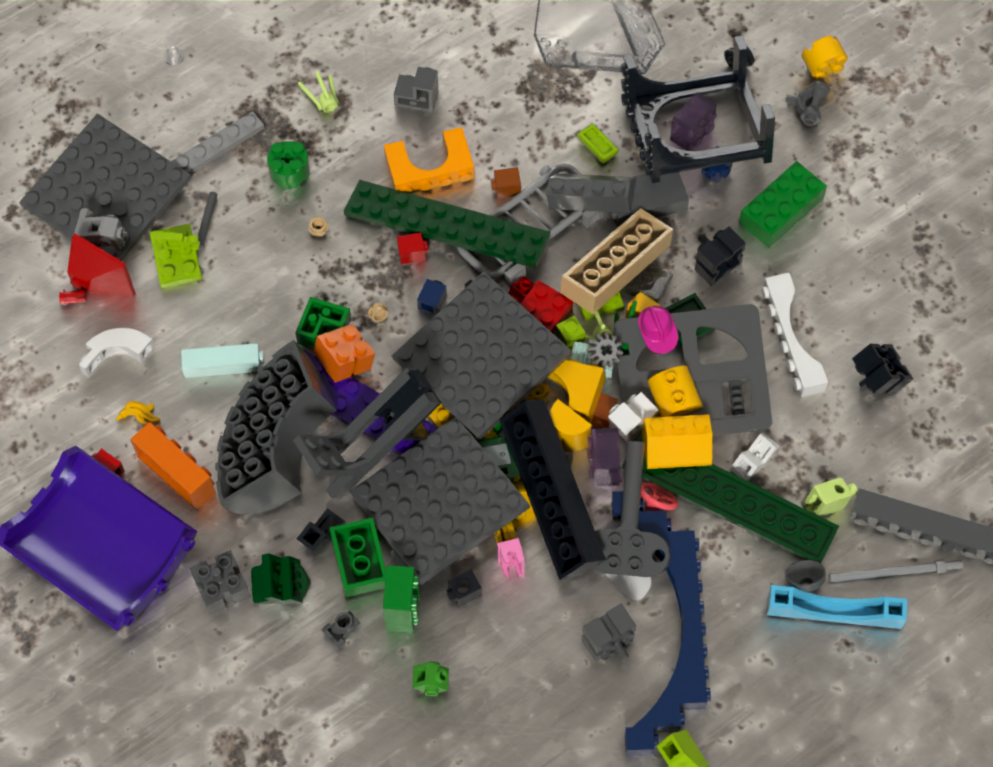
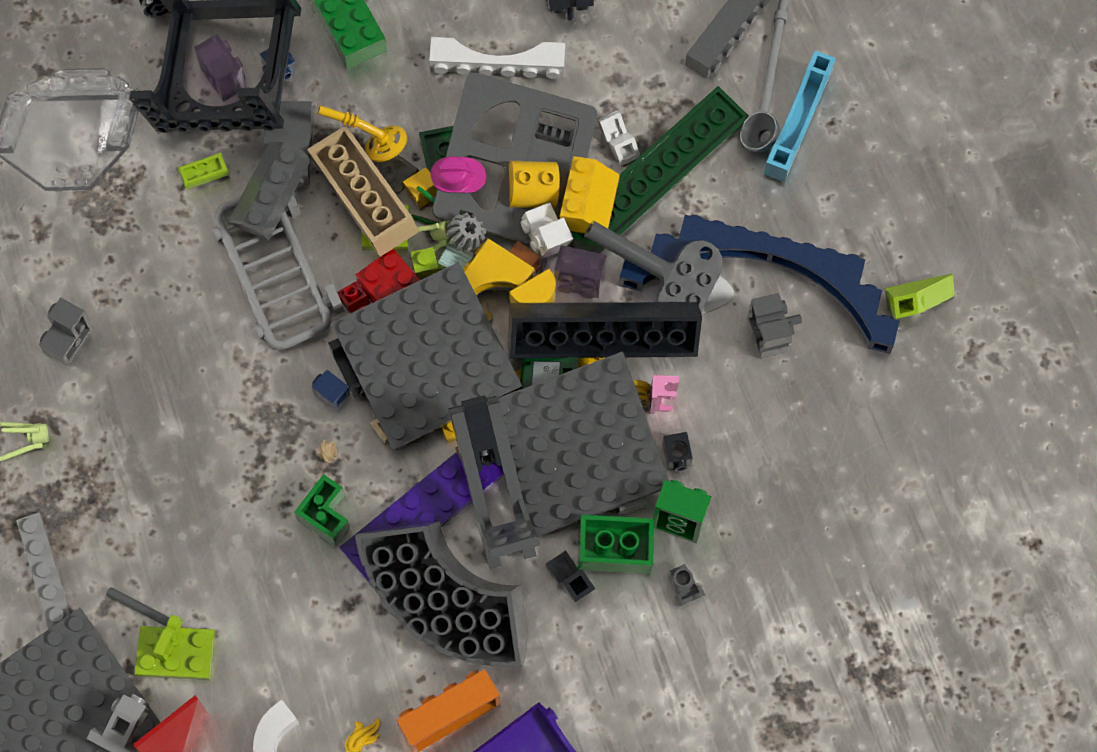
camera: 75 degrees left, 5 degrees up
(220, 582) = (597, 696): dark grey brick -> none
(221, 360) = (331, 631): light aqua brick -> none
(279, 580) = (616, 636): dark green piece -> none
(288, 164) = (111, 508): green brick -> none
(318, 222) = (193, 482): tan plate -> none
(338, 352) = (371, 496): orange piece -> none
(411, 179) = (171, 375): light orange arch -> none
(412, 248) = (263, 394): red brick -> none
(430, 678) = (767, 509): bright green brick -> none
(447, 223) = (247, 350): dark green plate -> none
(506, 182) = (218, 274): dark orange brick -> none
(656, 499) = (638, 236): coral piece -> none
(676, 264) = (382, 137): none -> yellow dish
(720, 255) = (386, 94): black brick -> none
(829, 497) = (686, 77): yellowish green torso -> none

